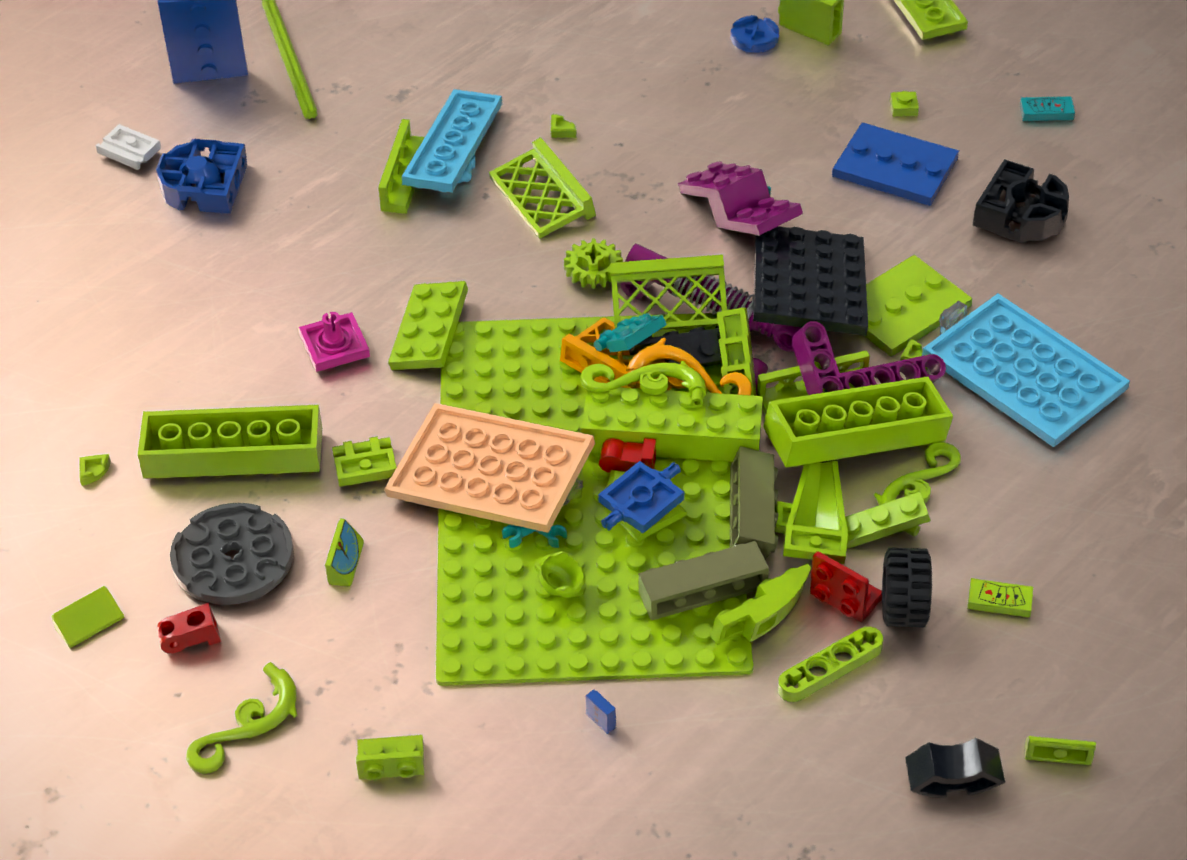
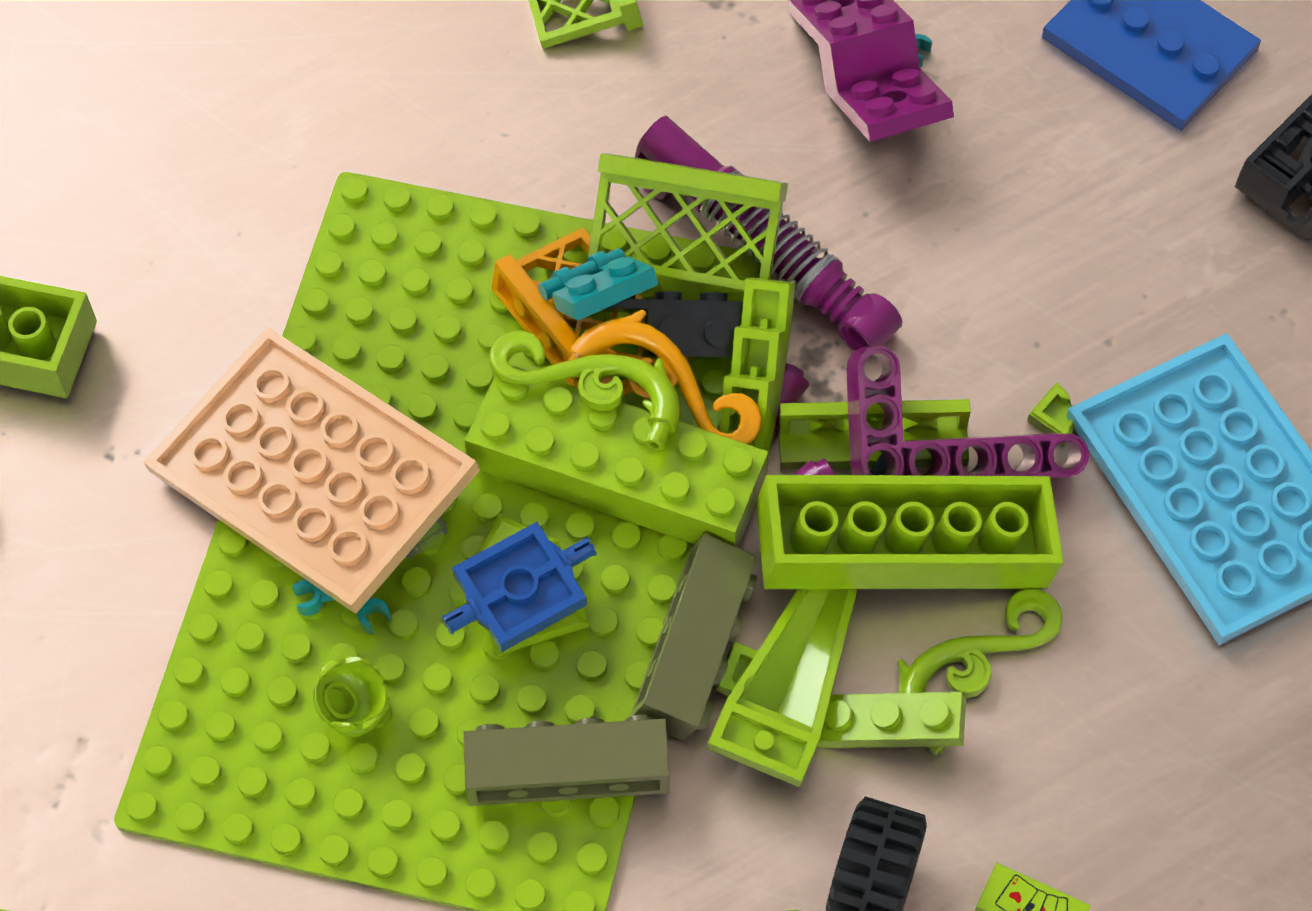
camera: 15 degrees right, 15 degrees up
(334, 341) = (163, 169): dark pink plate -> none
(343, 555) = (49, 561): slope -> none
(364, 461) = (135, 409): lime plate -> none
(428, 325) = (314, 175): lime plate -> none
(591, 262) = (602, 119): lime gear -> none
(622, 455) = (531, 500): red leg -> none
(761, 614) = (664, 829): lime slope -> none
(810, 278) = (927, 243): black plate -> none
(842, 588) = (788, 829): red bracket -> none
(908, 304) = (1069, 313): lime plate -> none
(952, 315) = (1136, 360): clear plate -> none

